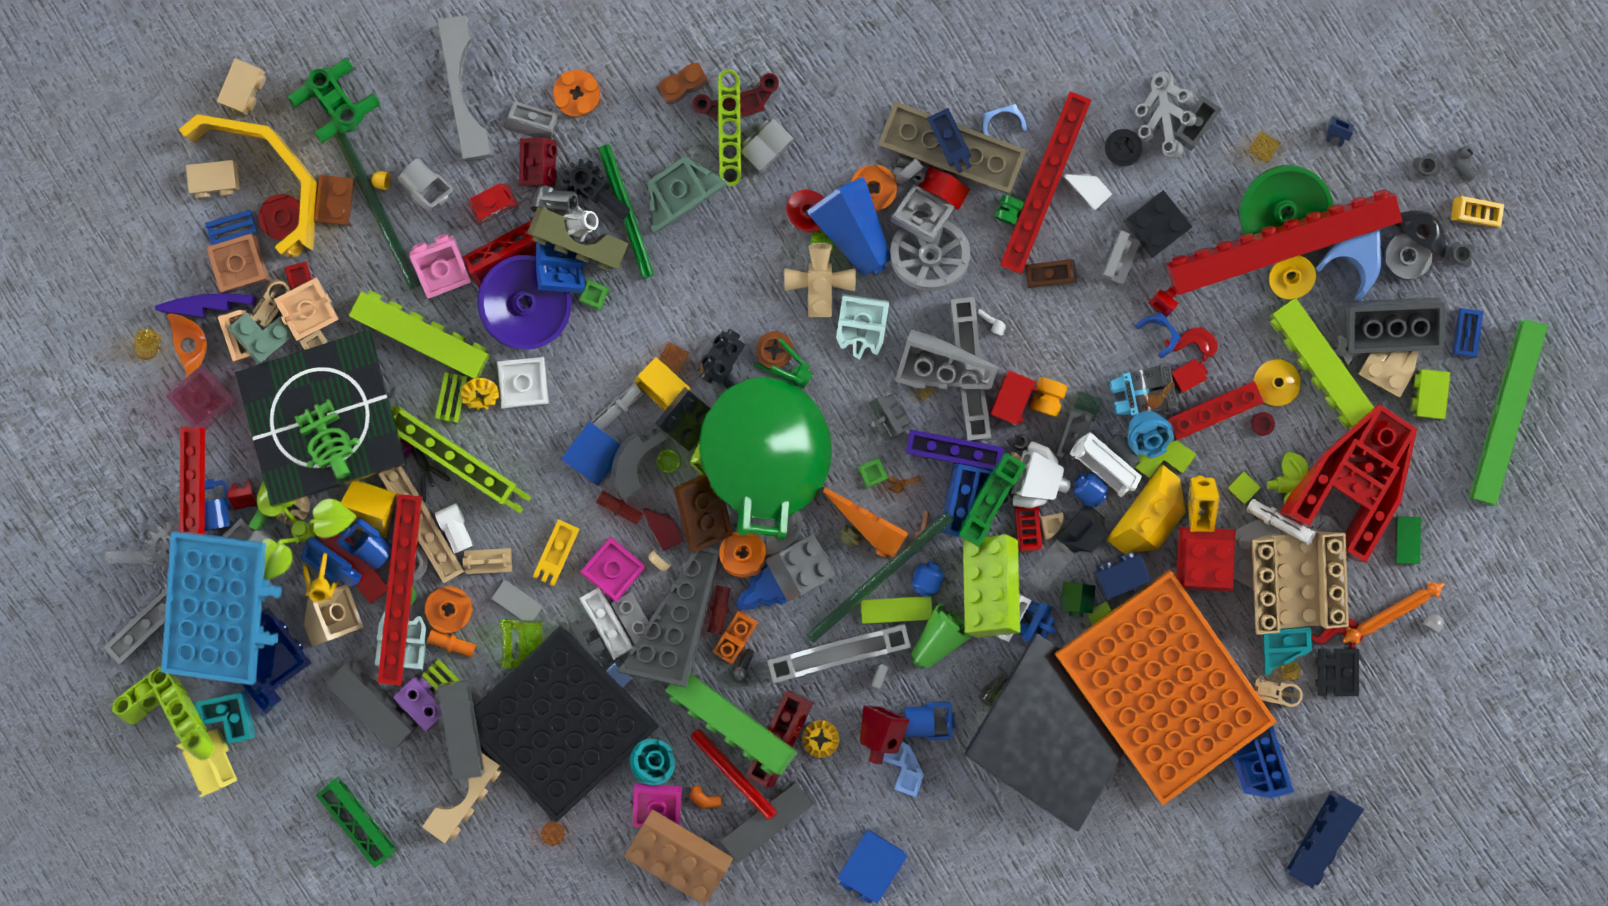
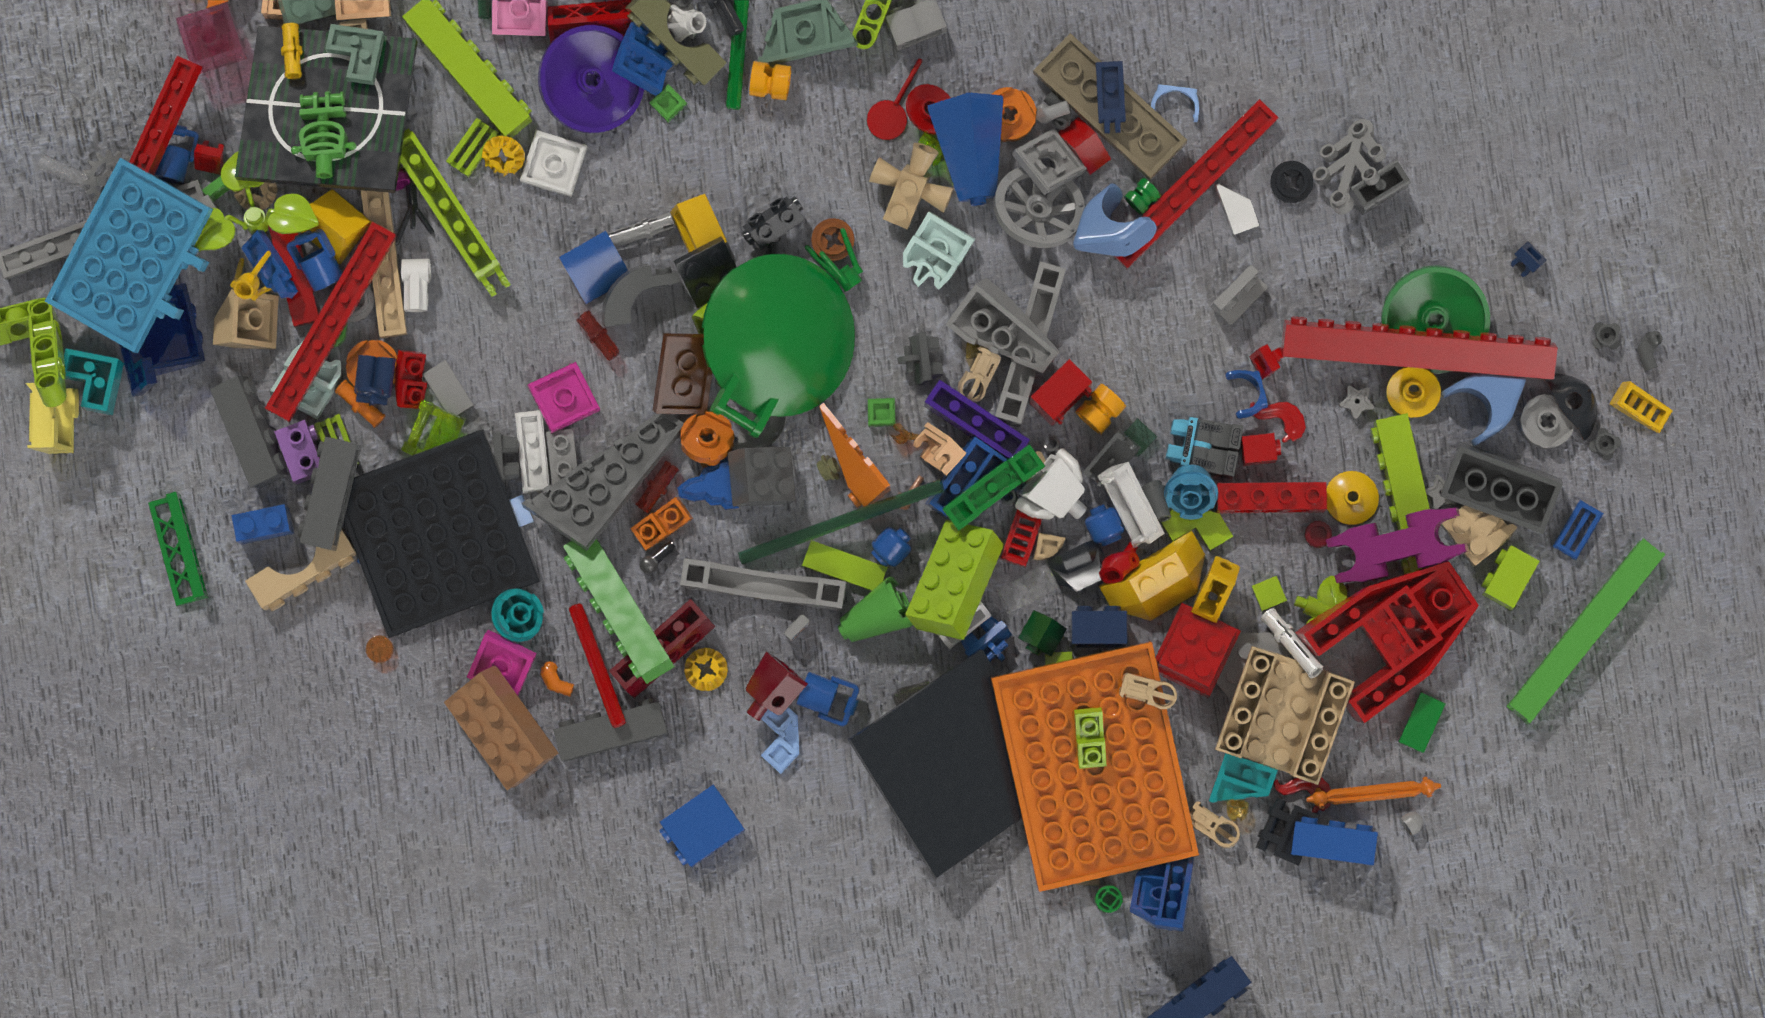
camera: 25 degrees right, 5 degrees down
(271, 382) = (291, 50): none -> yellow pin
(328, 355) = (362, 46): none -> sand green plate
(415, 774) = (262, 524): none -> blue brick
(455, 621) = (374, 379): none -> dark blue piece
(483, 610) = (408, 379): none -> red slope
(487, 561) = (435, 333): tan hinge -> none
(556, 551) = (512, 354): yellow hinge -> none
(659, 560) = (616, 408): tan tile -> none
(664, 529) = (635, 378): dark red slope -> none
(668, 461) = (668, 304): clear neon green wheel -> none
(669, 242) = (770, 80): none -> light orange wheel
(674, 357) = (724, 203): clear orange tile -> none
(776, 232) = (887, 118): none -> red piece
(933, 485) = (942, 450): none -> light nougat hinge
(939, 405) = (982, 372): none -> tan piece
(994, 257) = (1107, 237): none -> medium blue animal
(998, 326) = (1080, 314): white hand -> none
(1051, 273) = (1160, 282): reddish brown slope -> none
(1116, 517) = (1119, 564): none -> red piece
(1154, 668) = (1090, 738): none -> lime slope
(1155, 401) = (1210, 458): clear orange hand -> none
(1157, 224) = (1294, 276): black brick -> none
(1180, 611) = (1143, 690): none -> tan piece
(1216, 784) = (1108, 899): none -> green wheel
(1243, 303) = (1349, 402): none -> light grey plate
(1264, 147) = (1441, 243): clear yellow tile -> none
(1348, 398) = (1418, 540): none -> magenta piece
(1382, 667) = (1334, 841): none -> blue wedge

